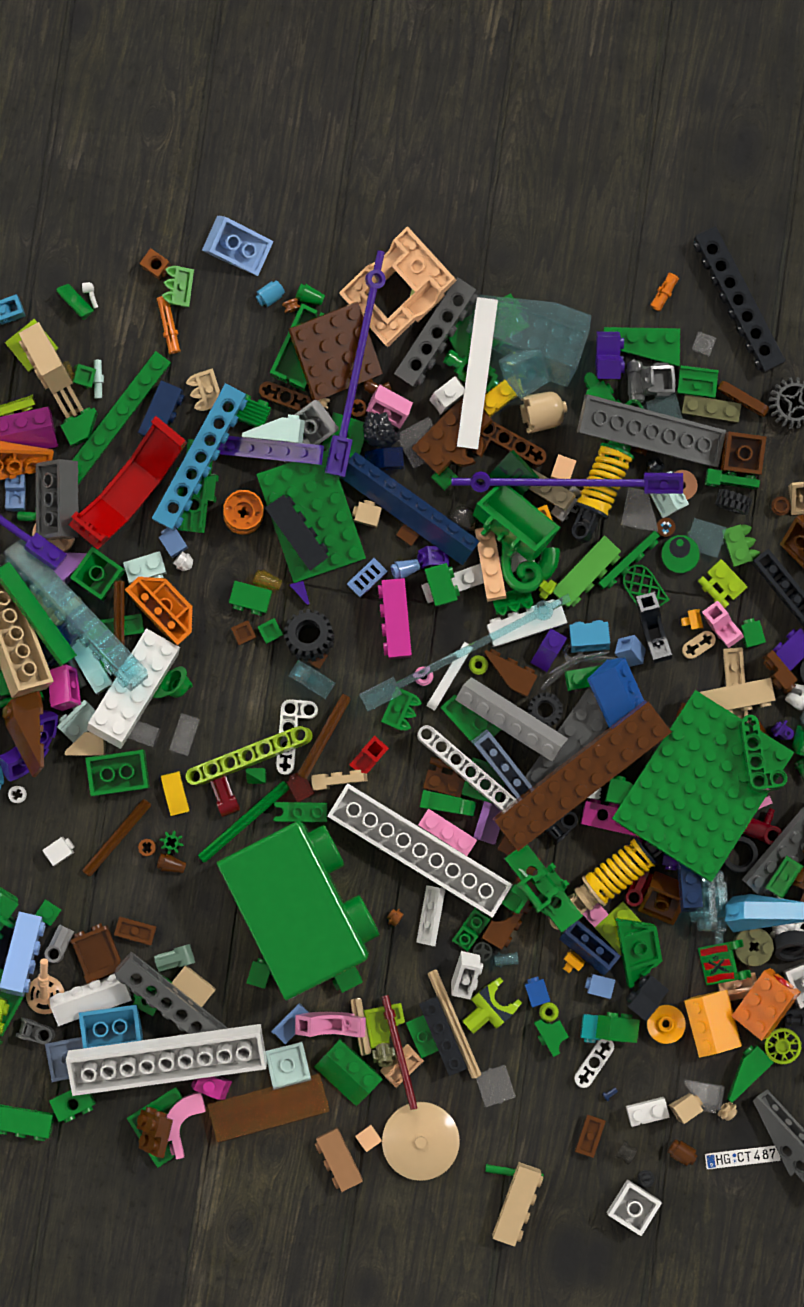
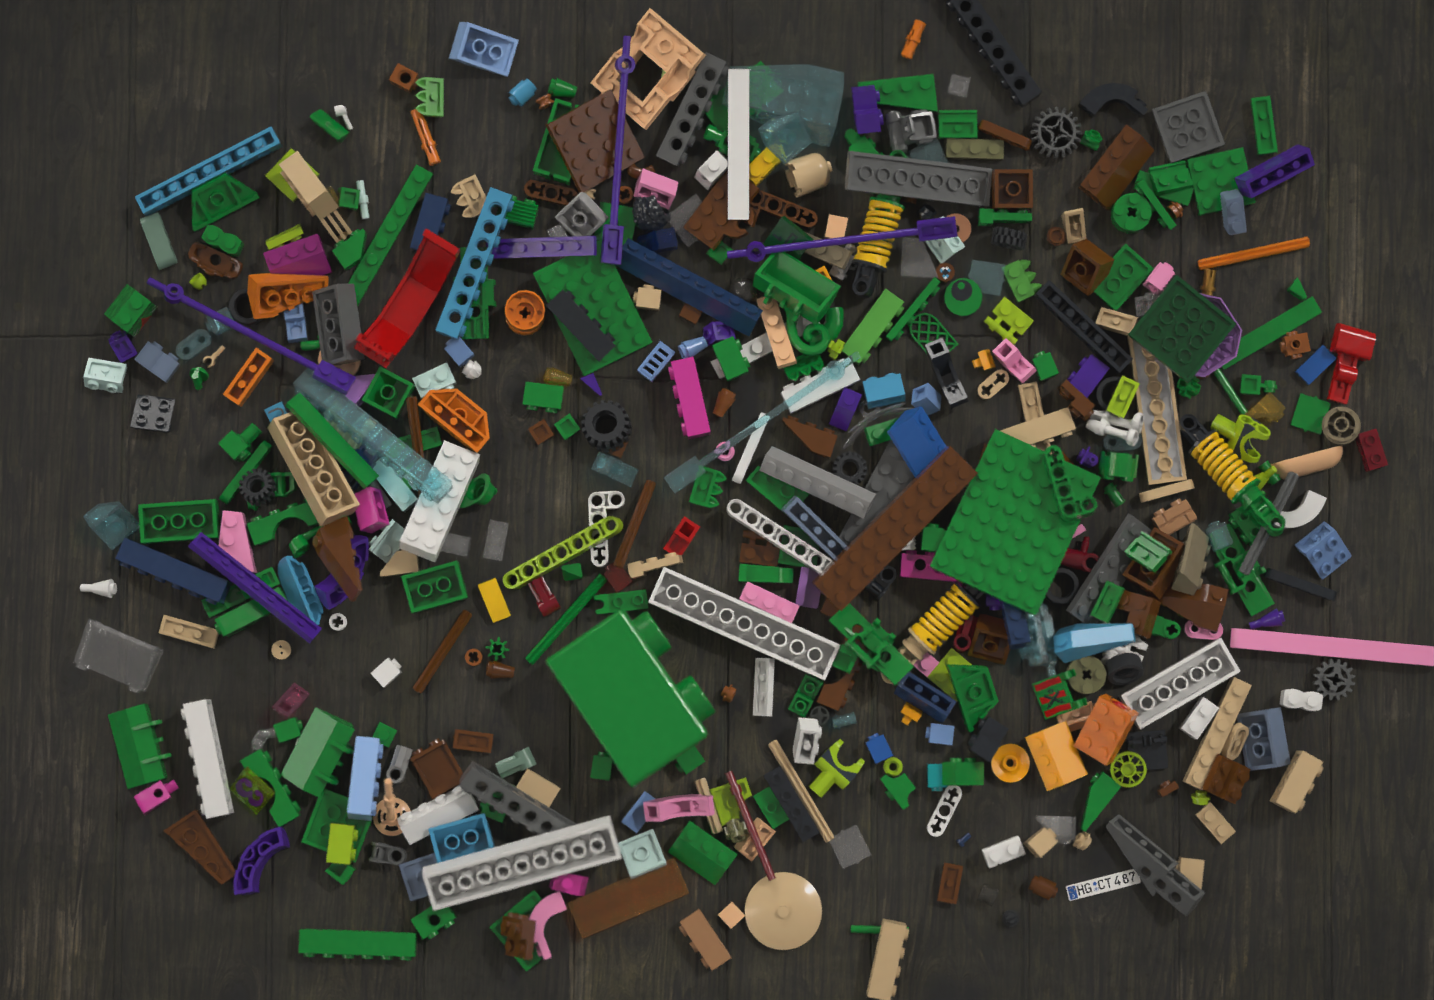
camera: 10 degrees left, 0 degrees up
(282, 429) = (553, 225): light aqua slope -> none
(429, 626) = (724, 401): none -> dark orange cone
(472, 664) = (773, 428): lime plate -> none
(634, 1207) = (1002, 947): white brick -> none

